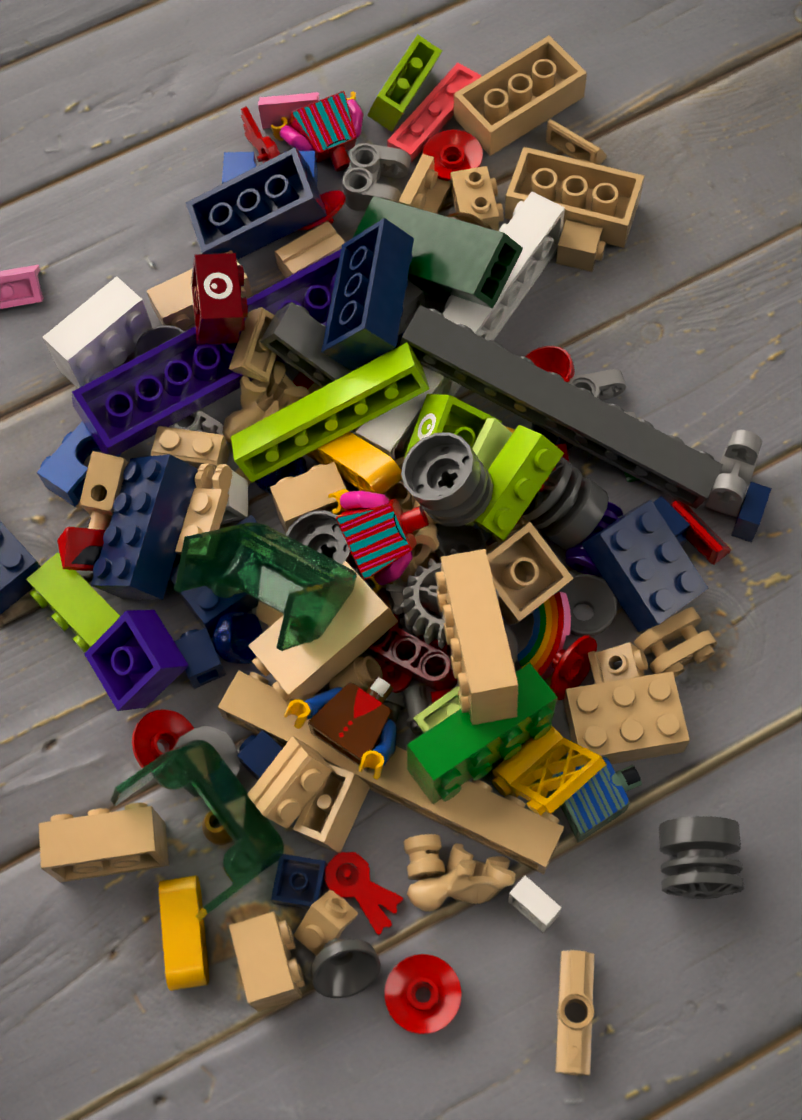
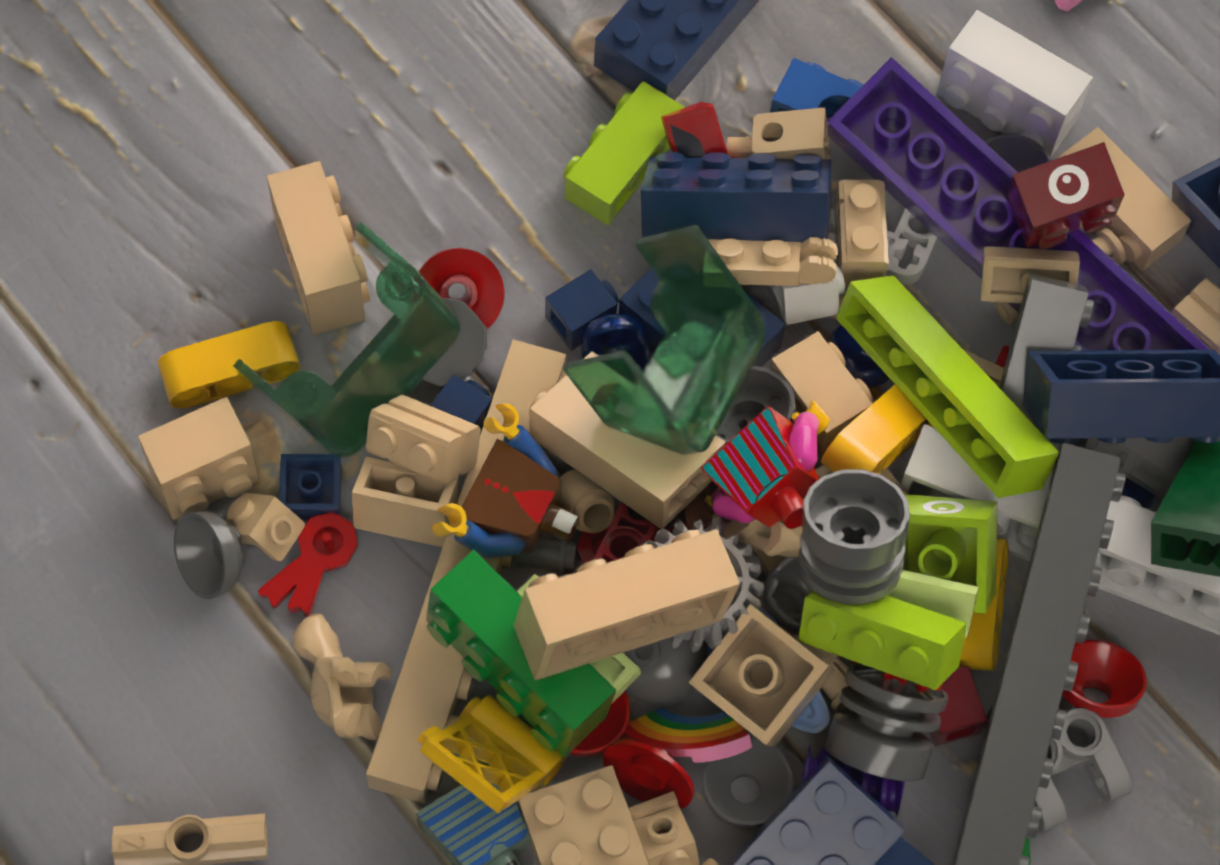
camera: 70 degrees right, 0 degrees up
(136, 659) = (558, 230): dark purple brick -> none
(262, 399) = (974, 324): tan animal -> none
(417, 973) = (183, 633): red dish -> none
(424, 856) = (351, 630): tan wheel -> none
(534, 904) = (319, 771): white piece -> none

